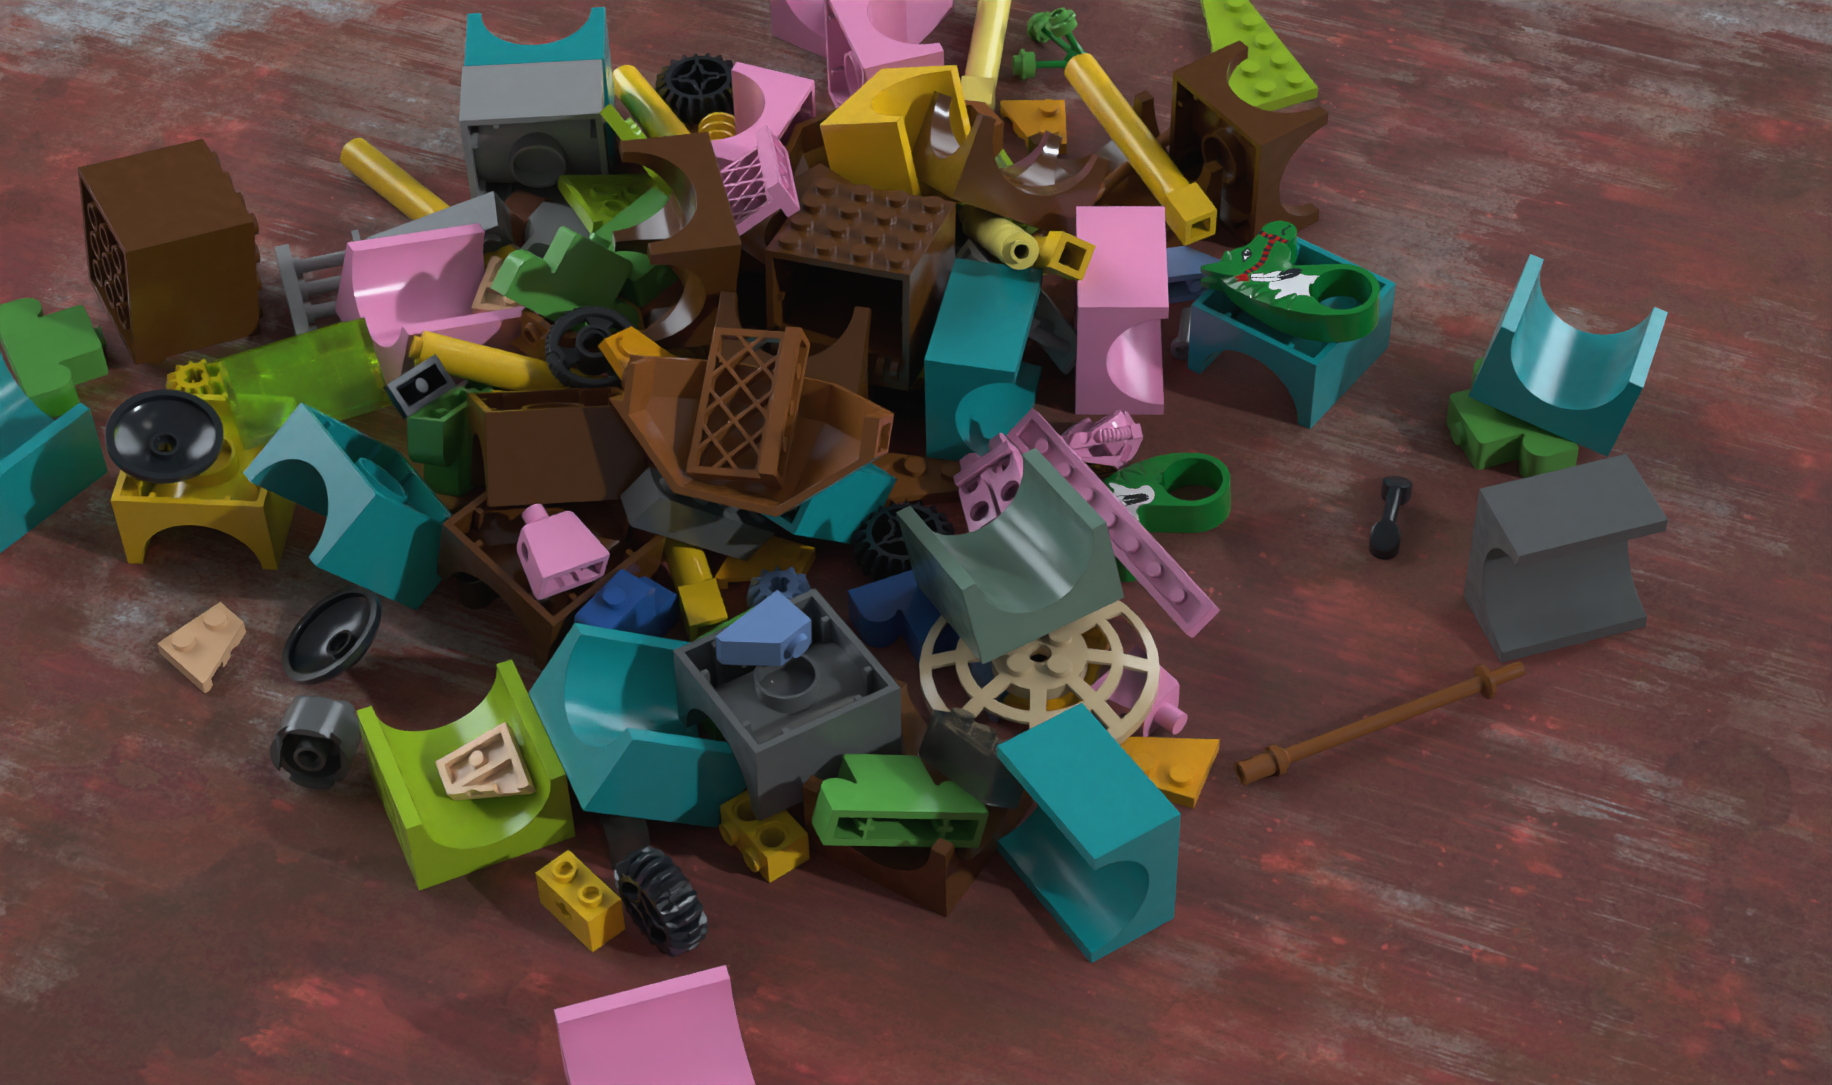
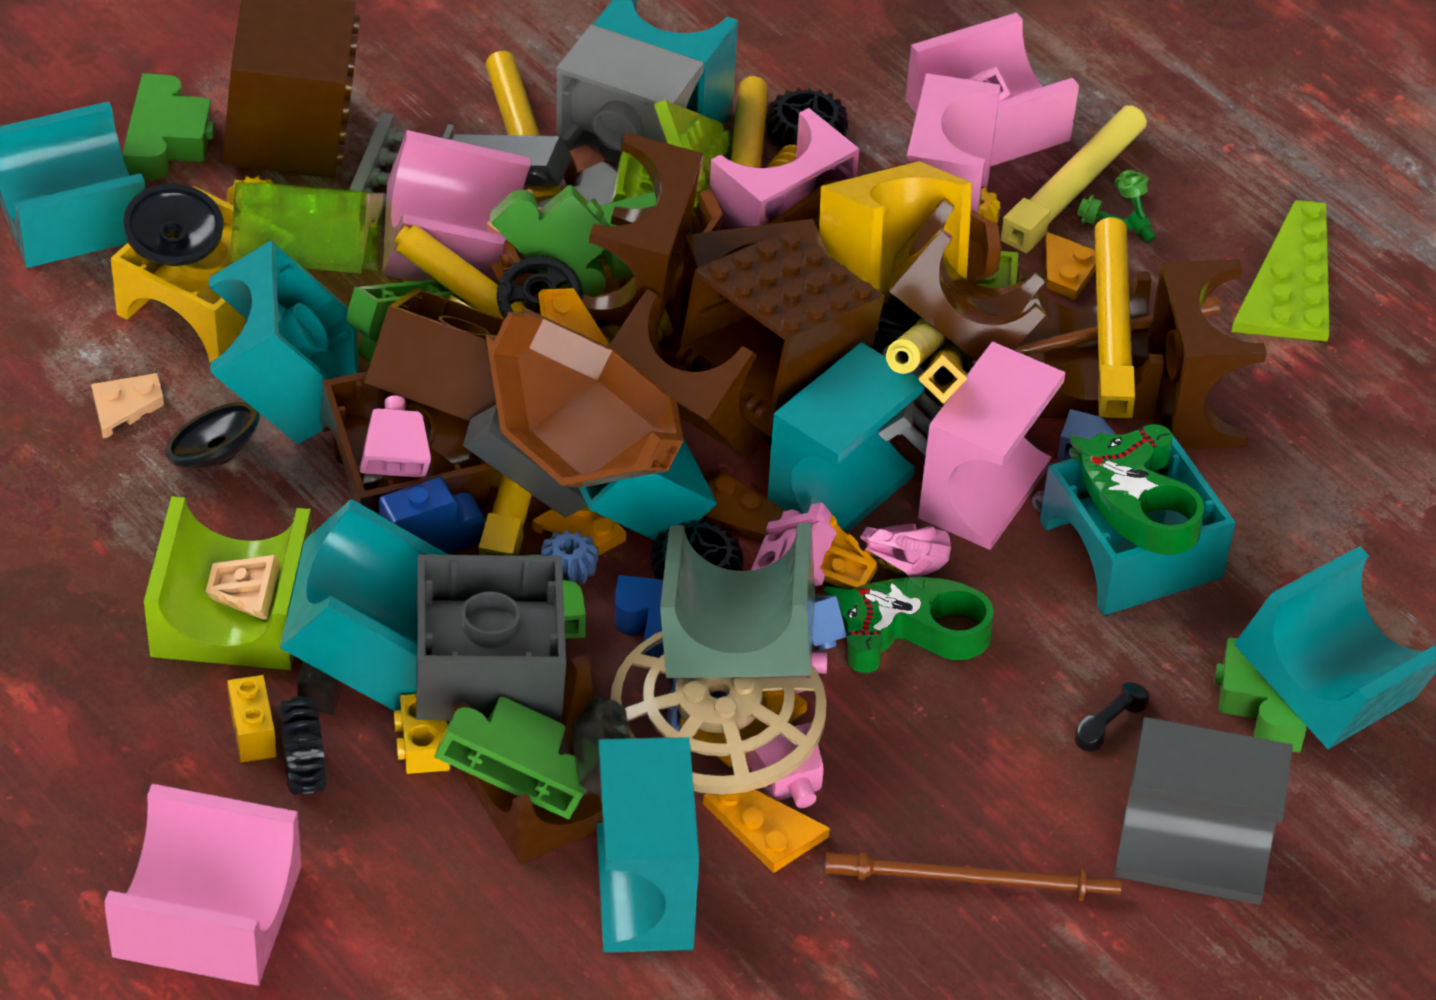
camera: 25 degrees right, 0 degrees up
(316, 741) = (141, 507): dark grey brick -> none
(419, 386) = (380, 267): black slope -> none
(760, 182) = (735, 215): bright pink fence -> none
(765, 634) = (488, 573): medium blue slope -> none
(781, 411) = (616, 399): dark orange fence -> none
(1129, 539) = (860, 616): bright pink plate -> none

